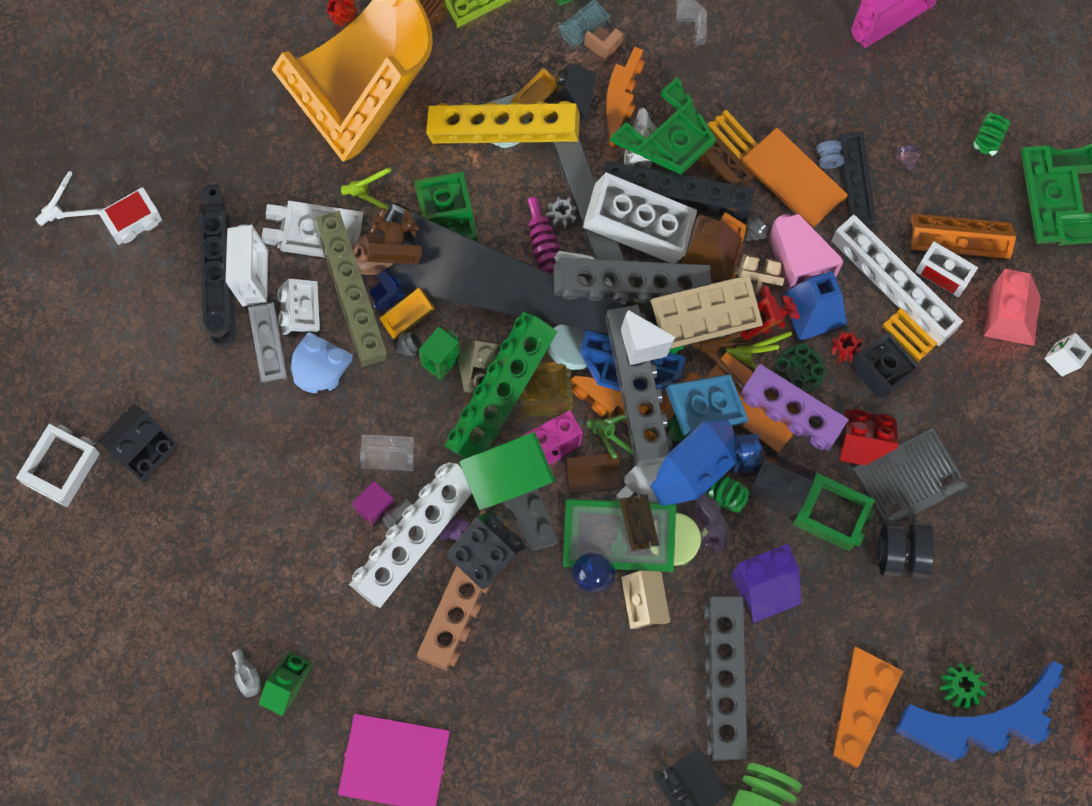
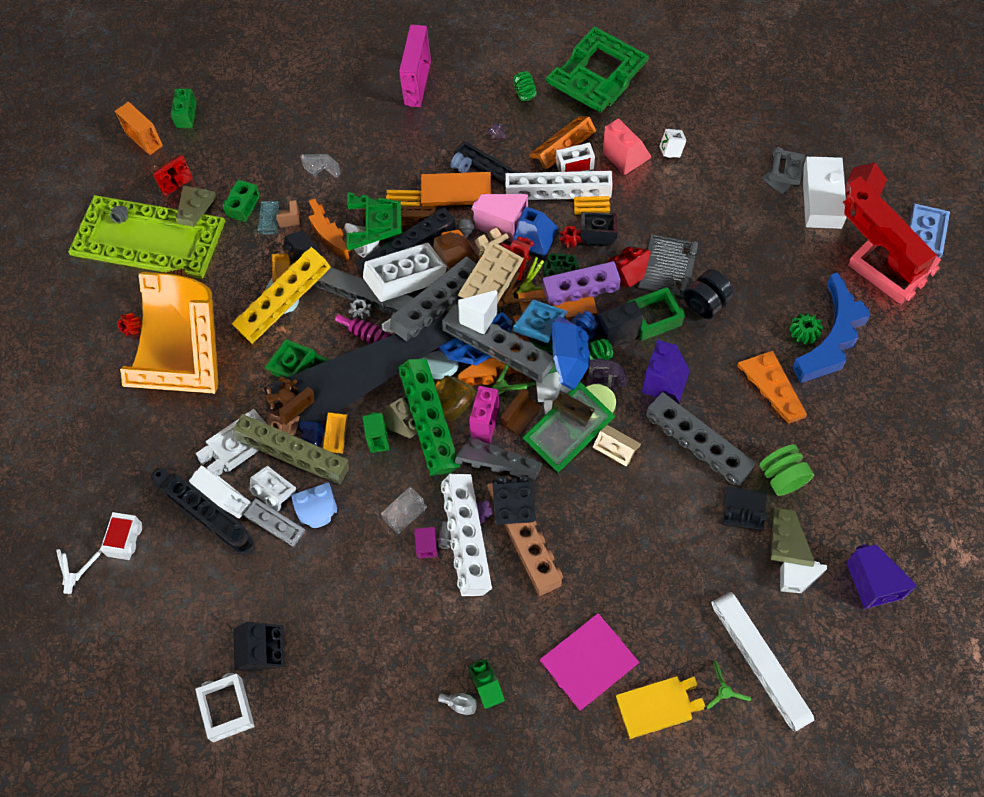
camera: 40 degrees left, 10 degrees down
(361, 189) = (238, 399): lime plant -> none
(408, 343) = (352, 448): dark grey plate -> none
(507, 470) = (480, 448): green slope -> none
(593, 572) = (577, 458): clear blue hair -> none

